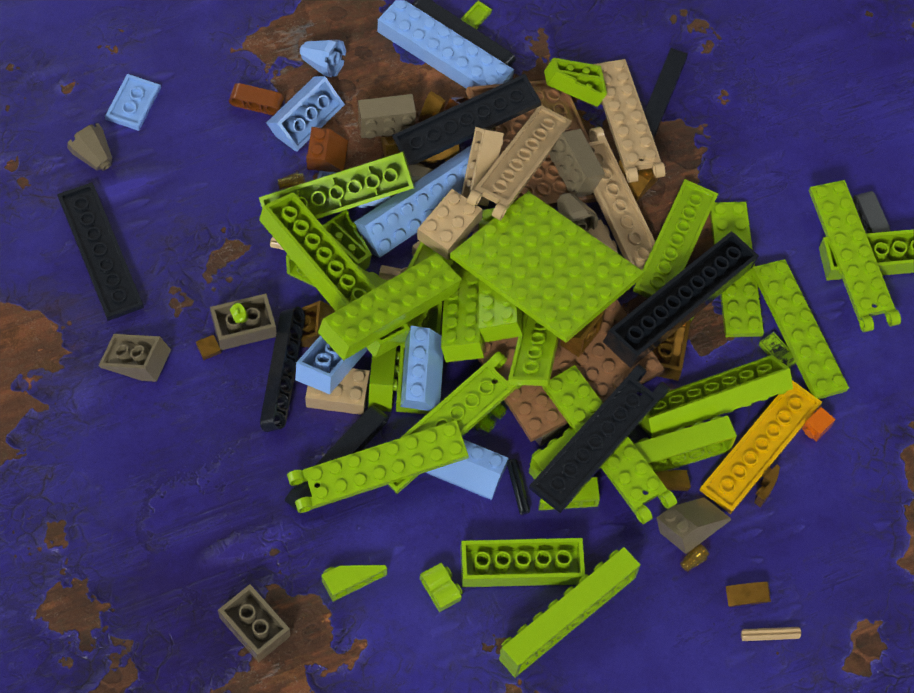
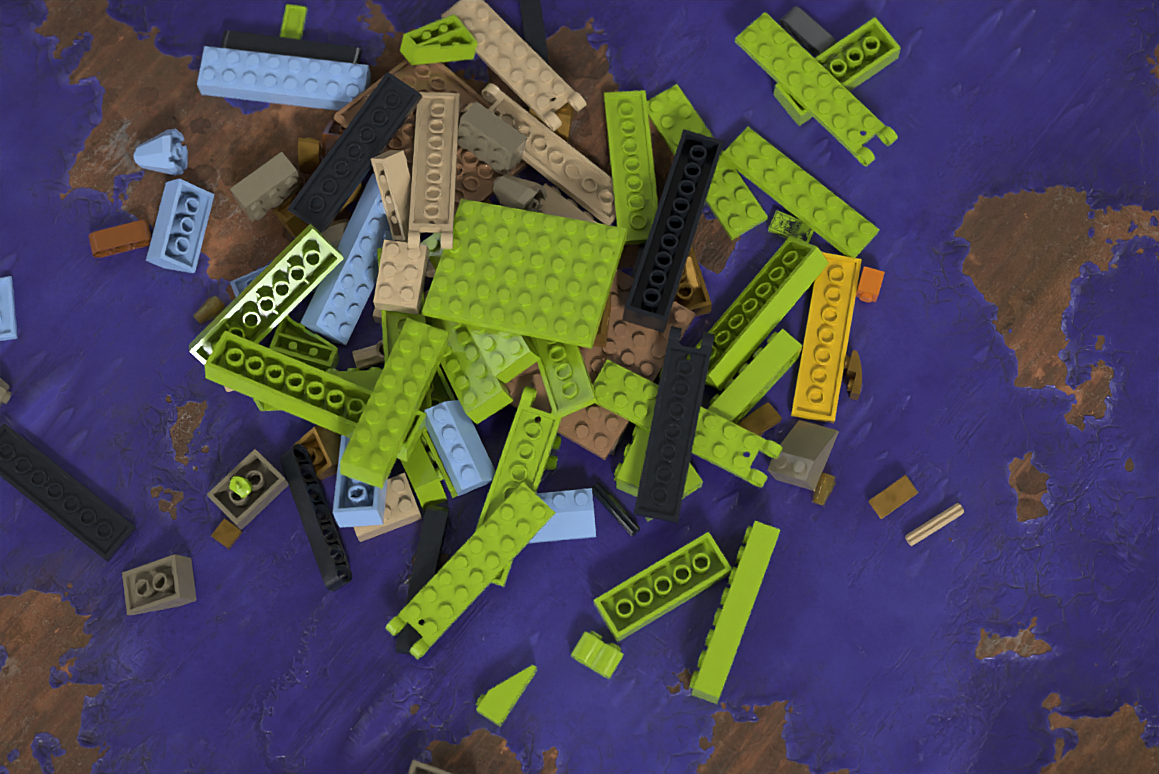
camera: 20 degrees left, 10 degrees up
(326, 150) = (225, 257): dark orange slope -> none

